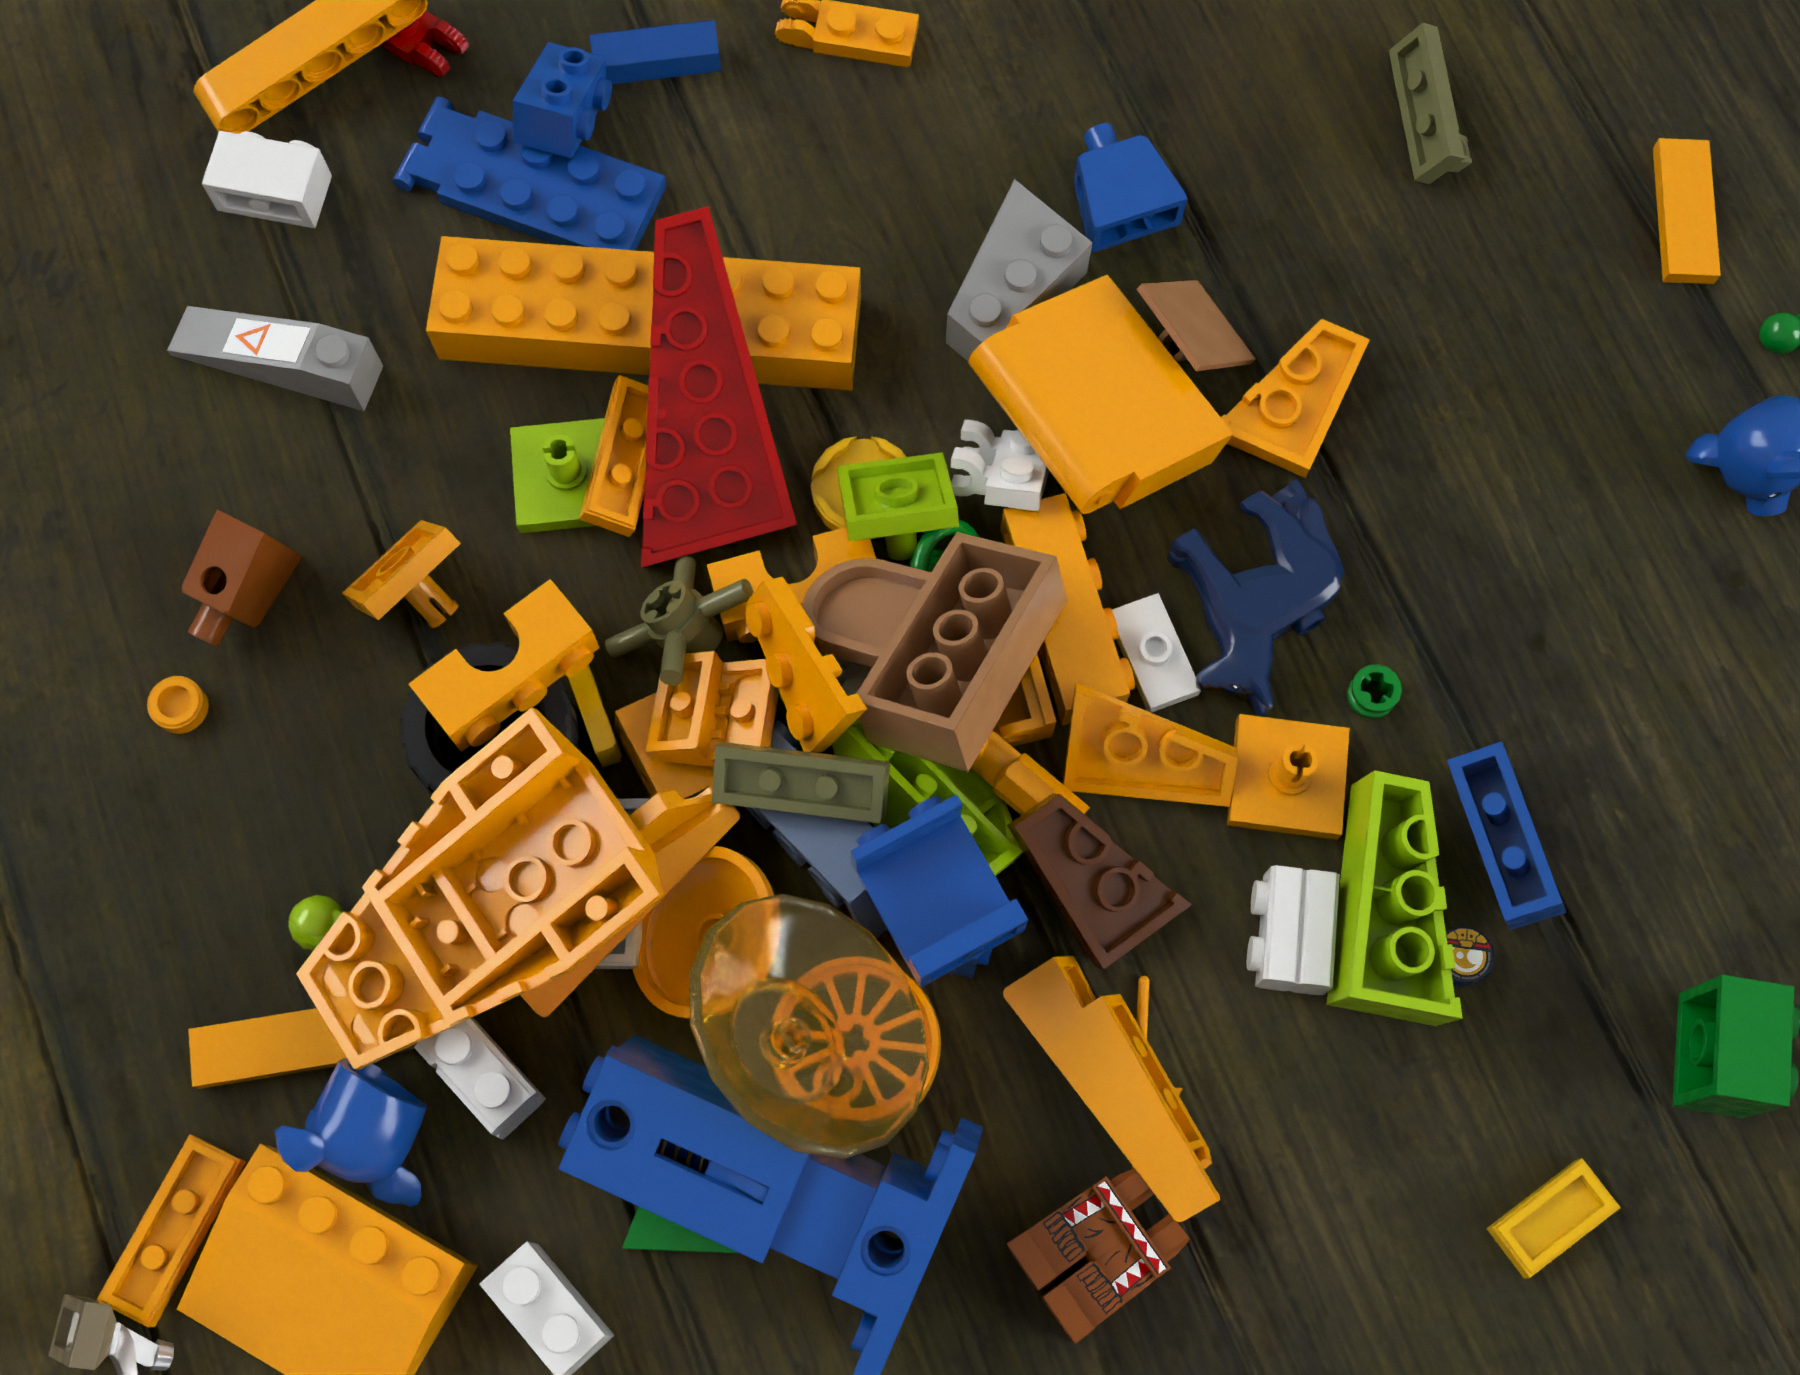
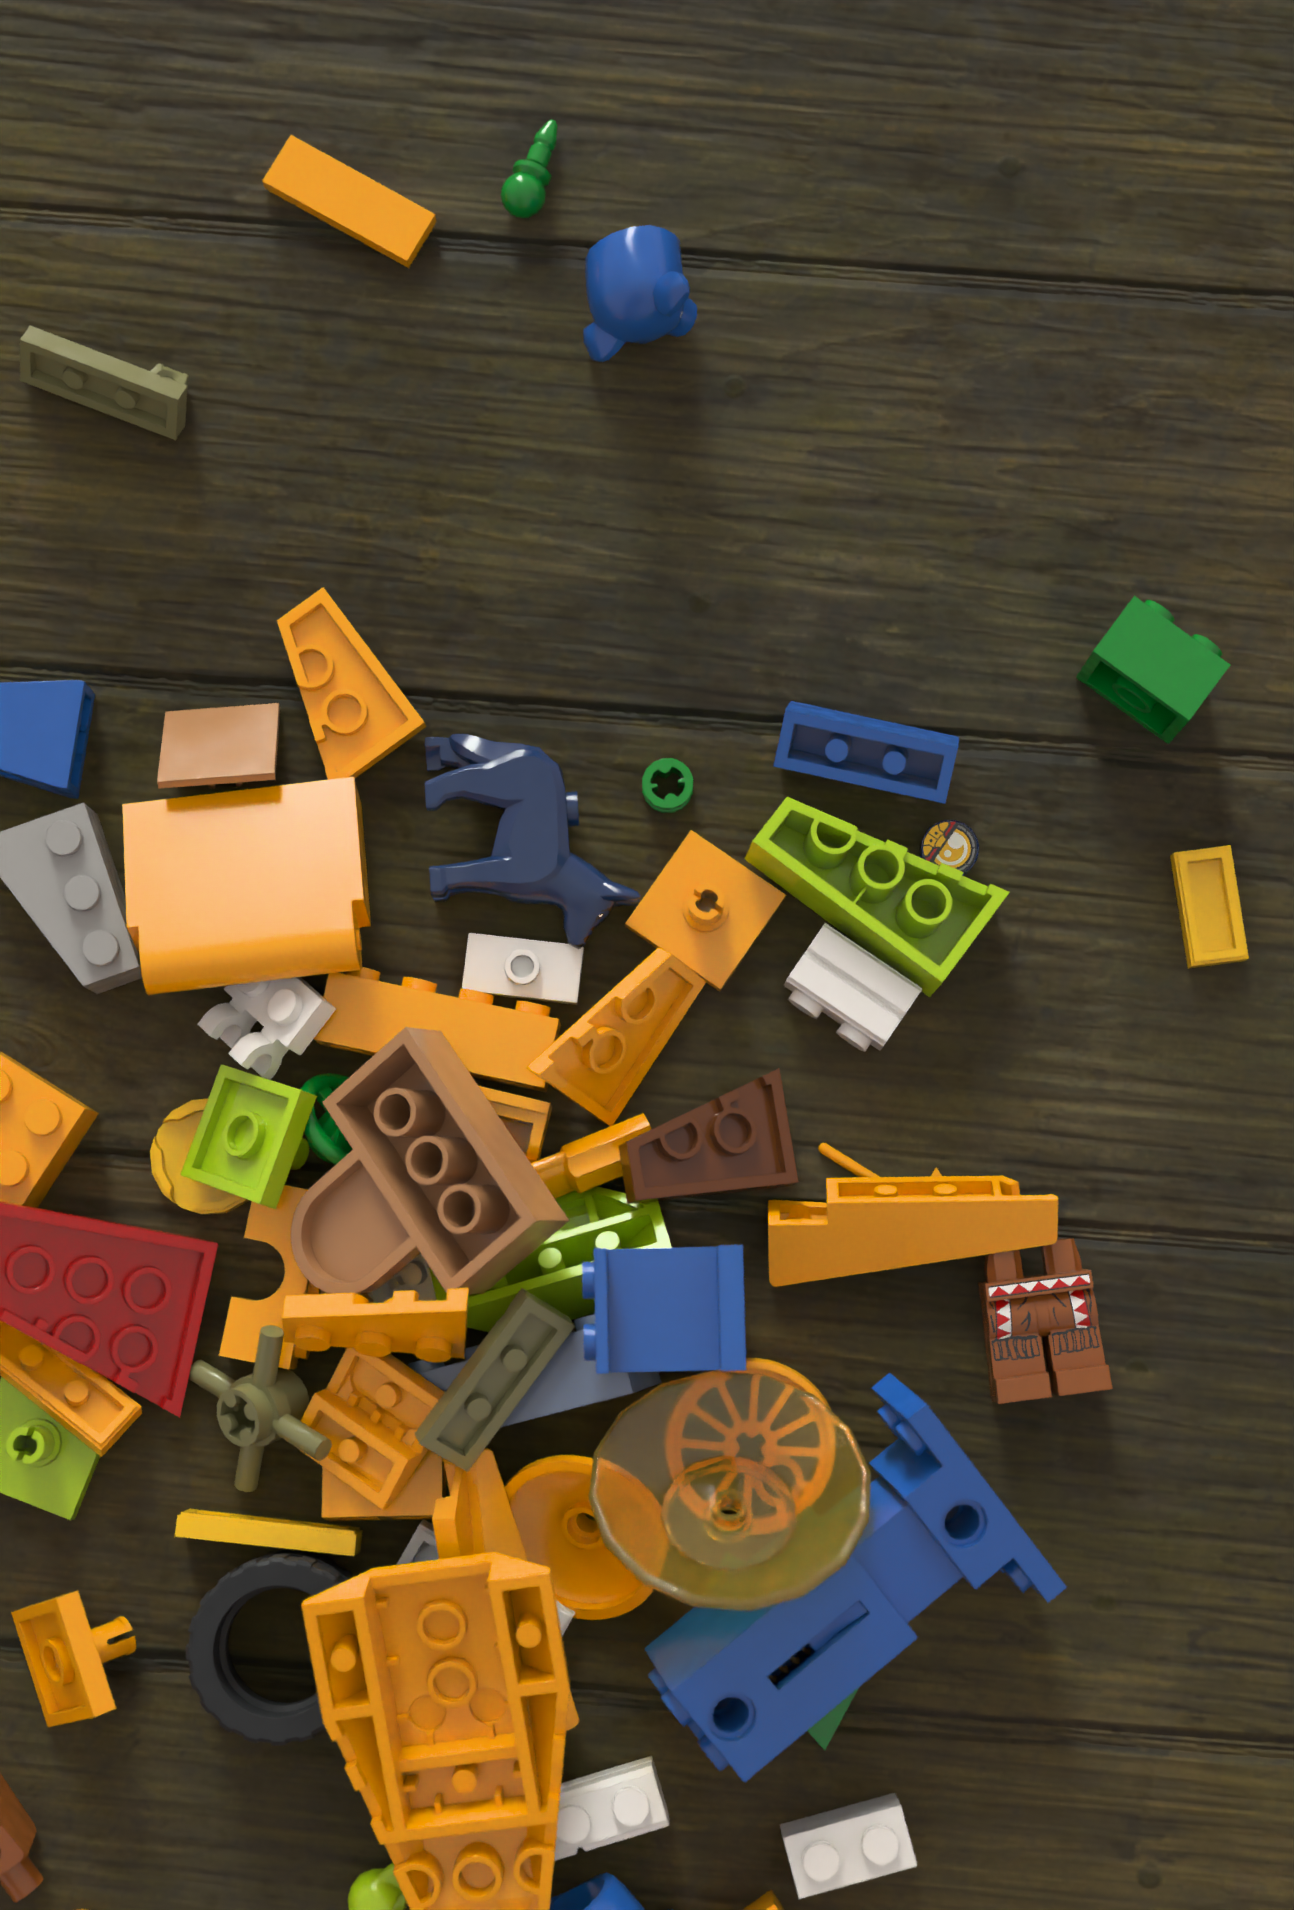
camera: 60 degrees left, 10 degrees up
(474, 702) = (236, 1552): light orange arch -> none

